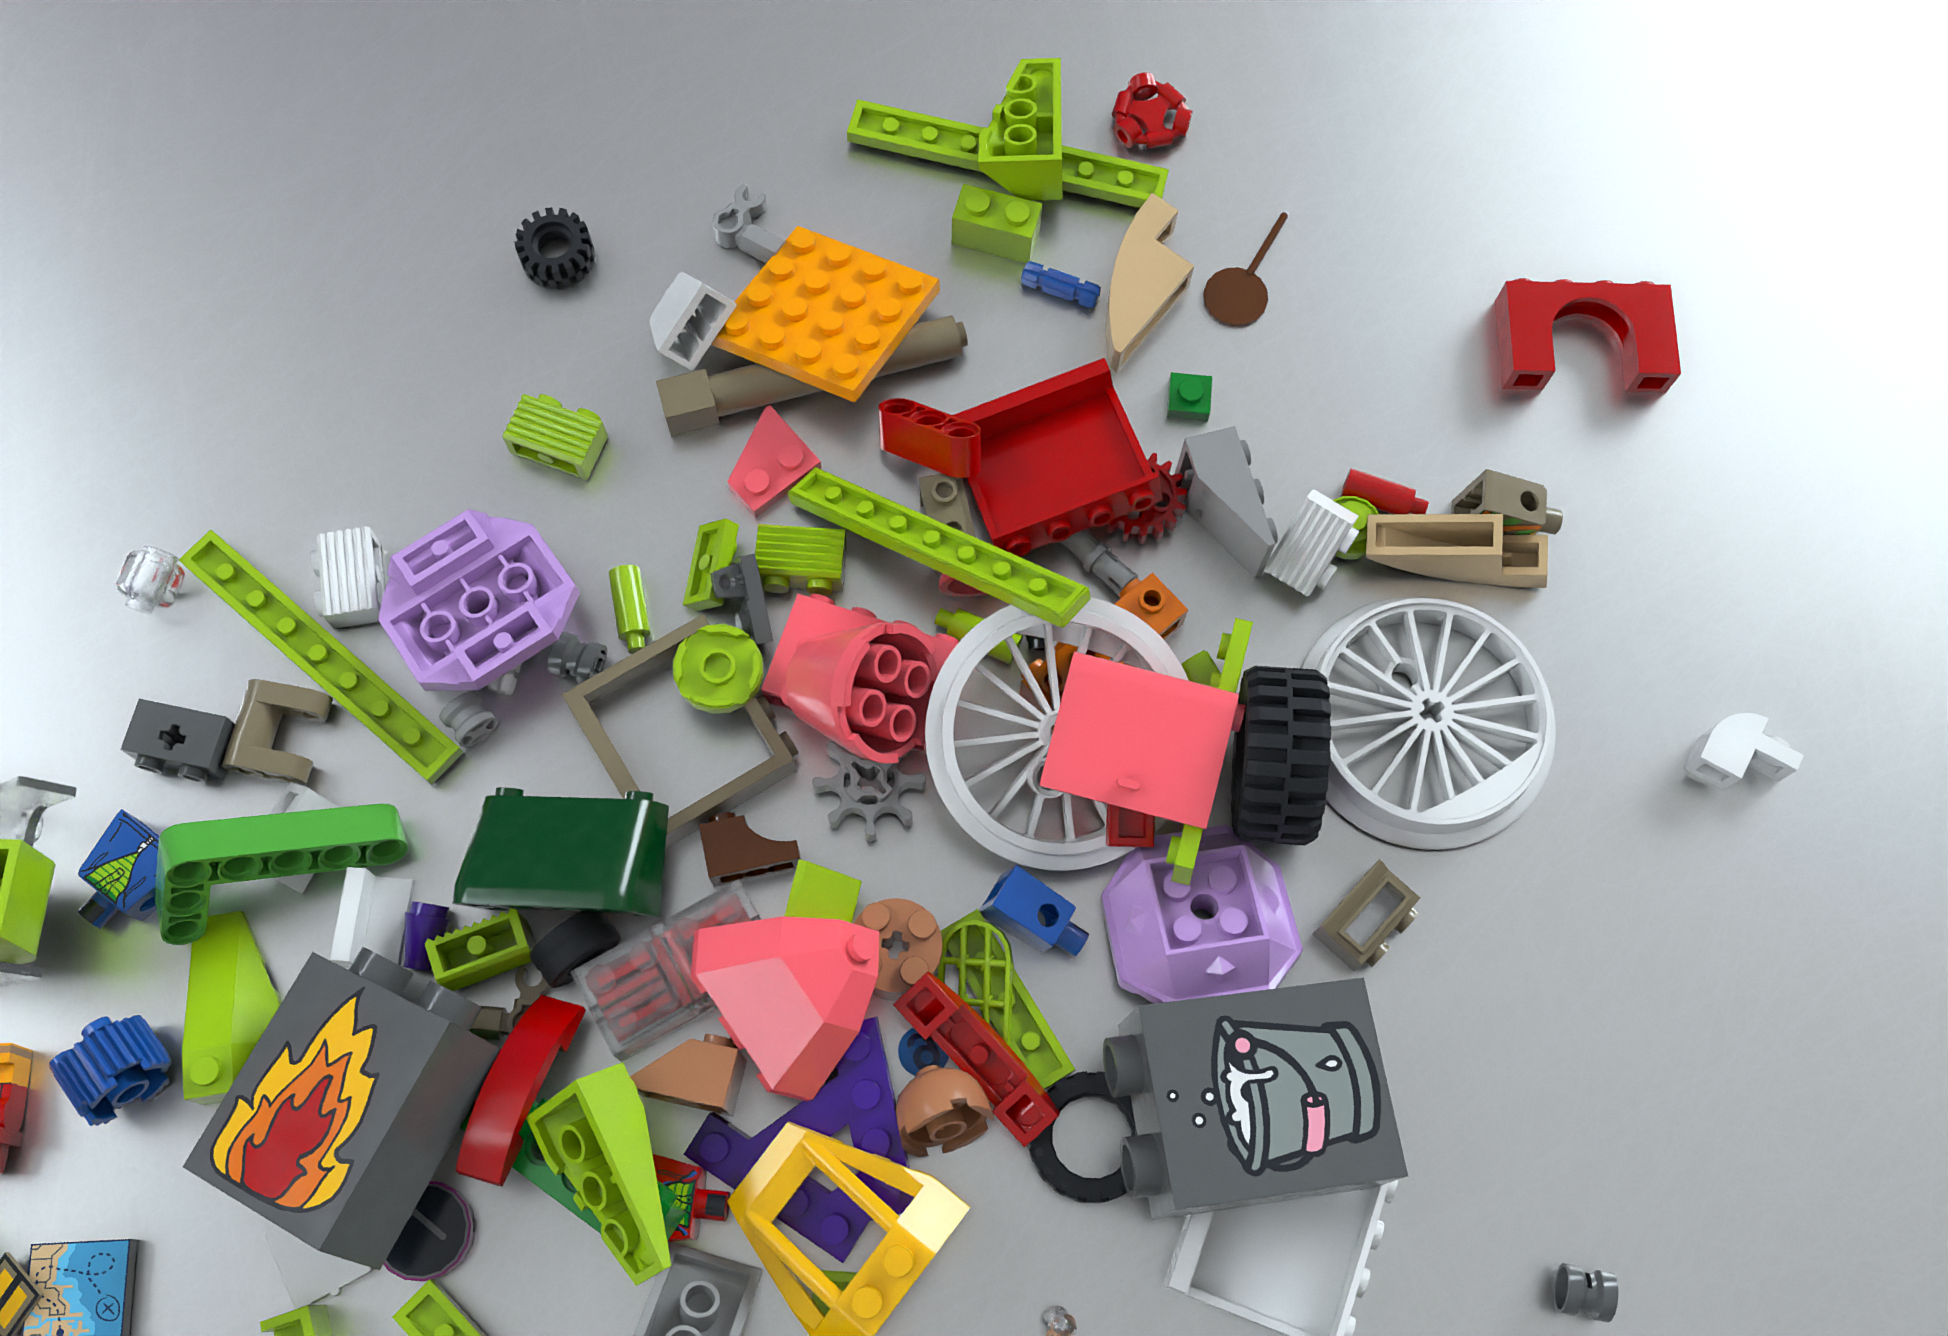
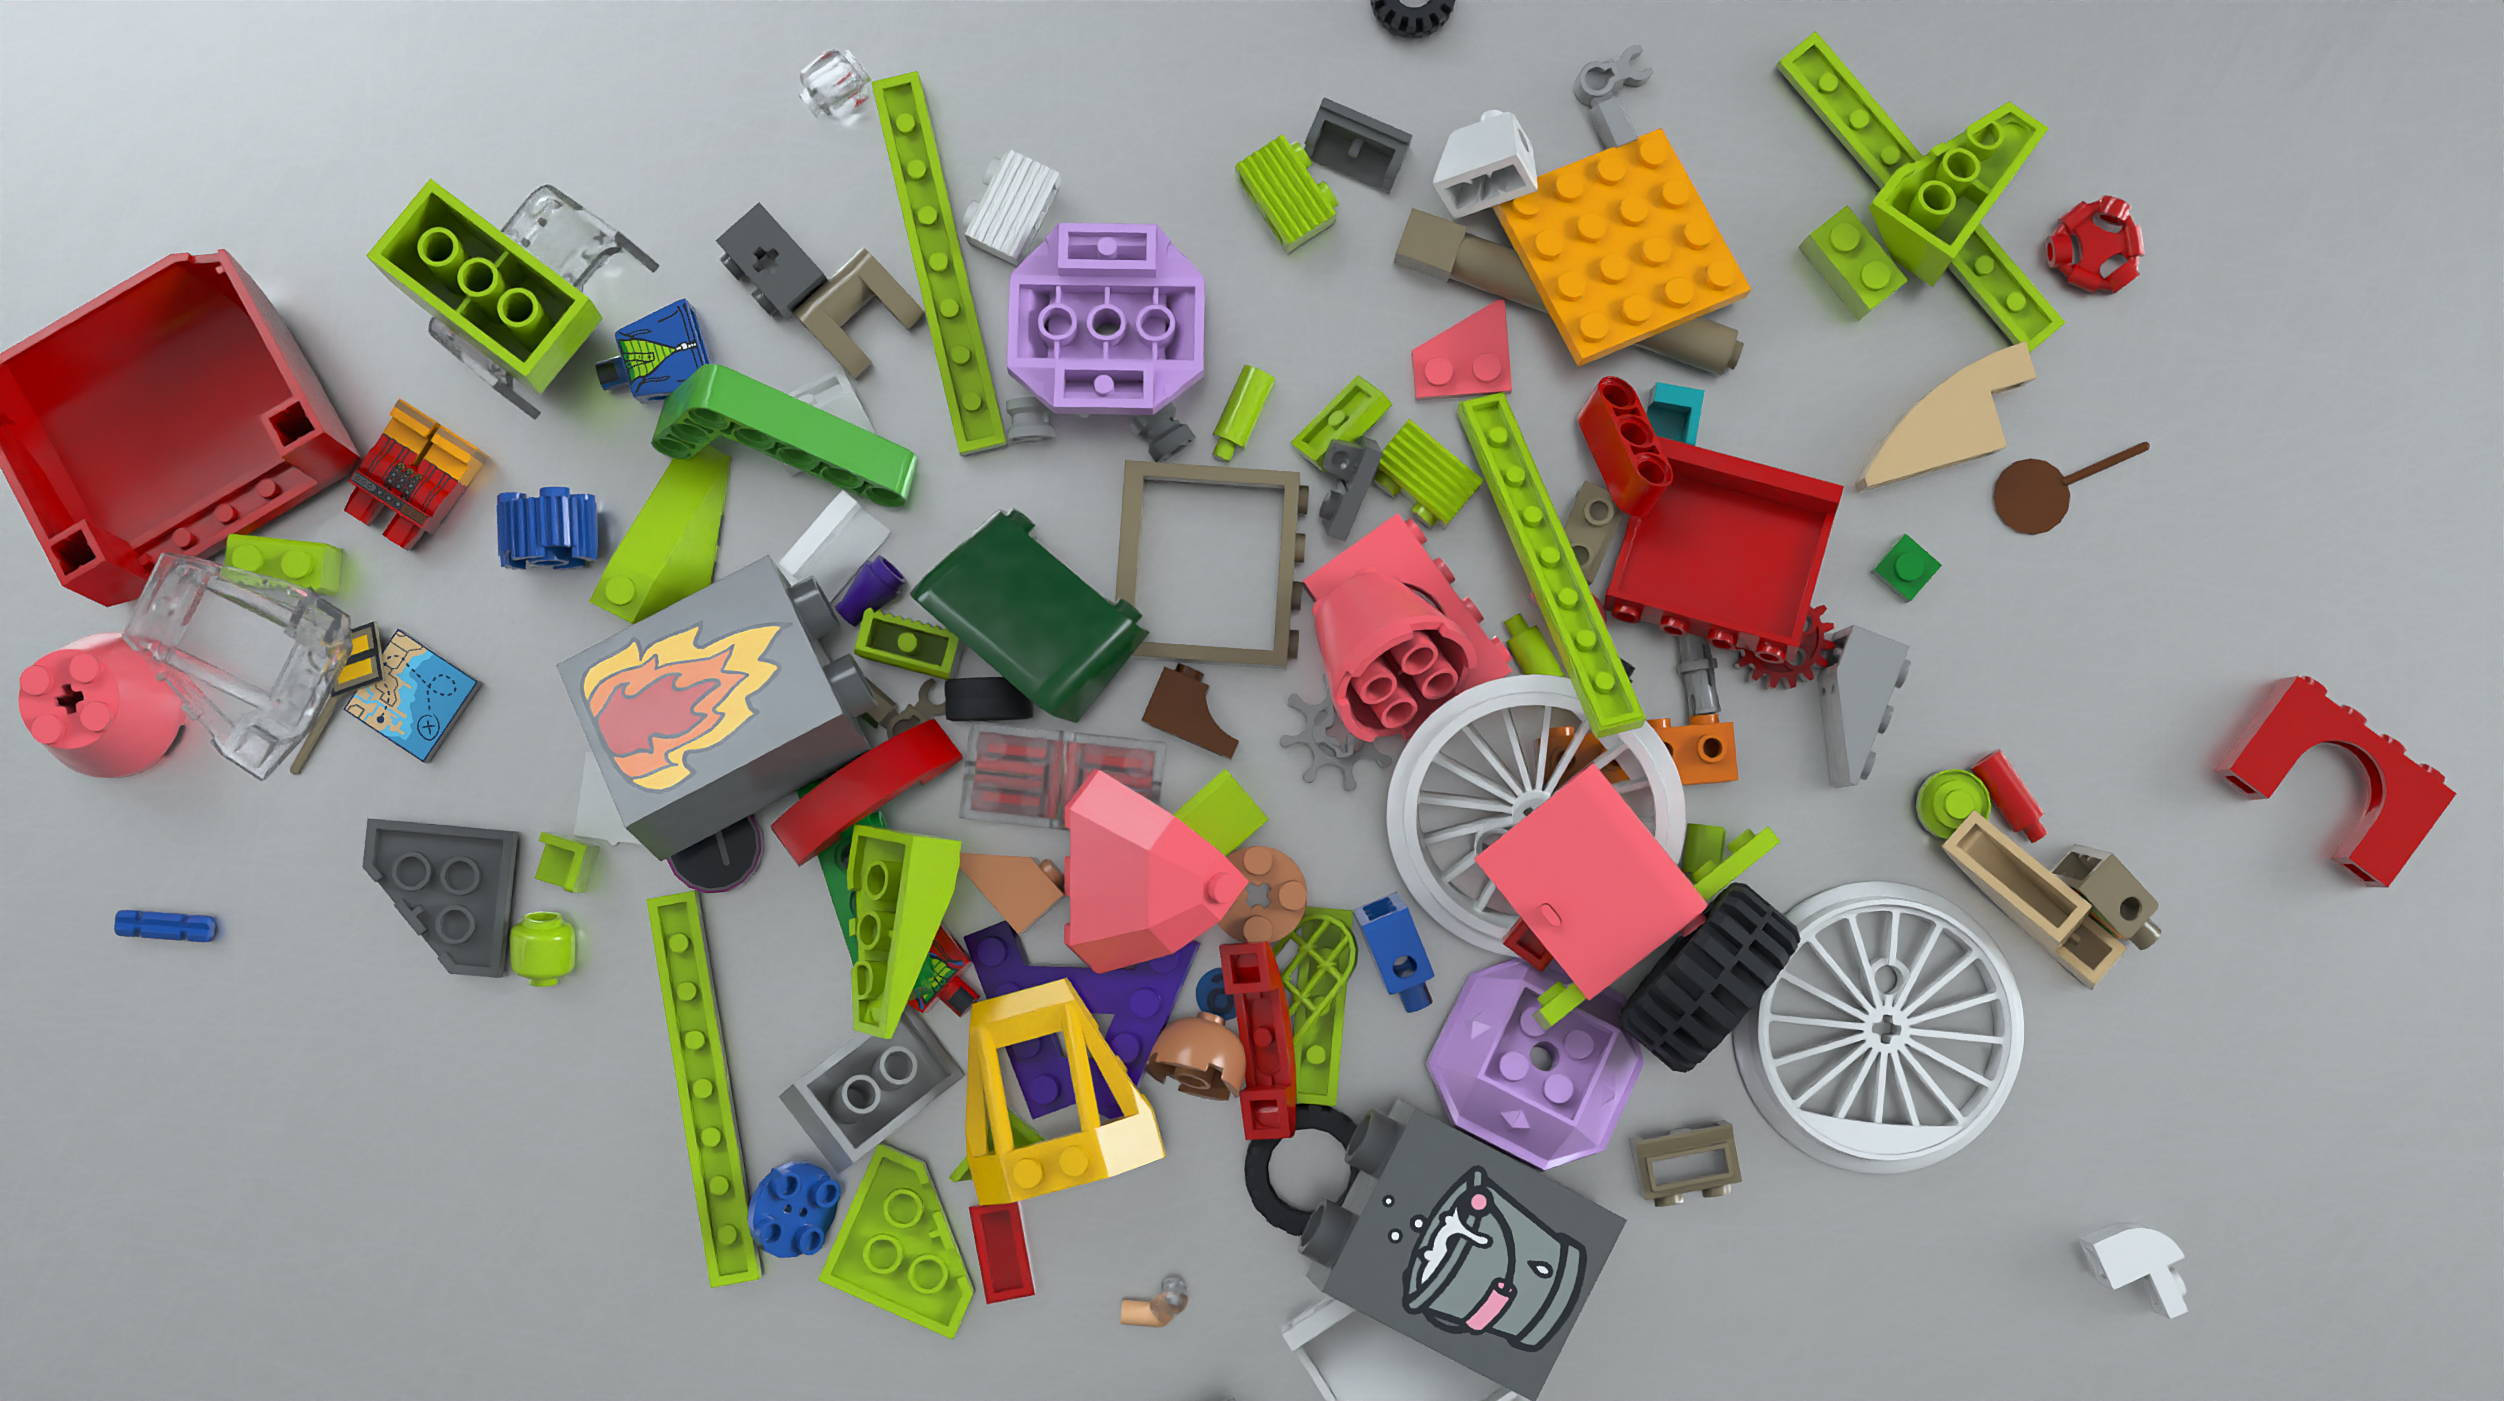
camera: 35 degrees right, 15 degrees up
(586, 370) = (1357, 145): none -> dark grey hinge
(718, 668) = (1277, 536): lime tile -> none
(947, 392) = (1675, 411): none -> teal panel
(1060, 284) = (1870, 367): blue axle -> none
(1311, 544) = (1900, 800): white brick -> none

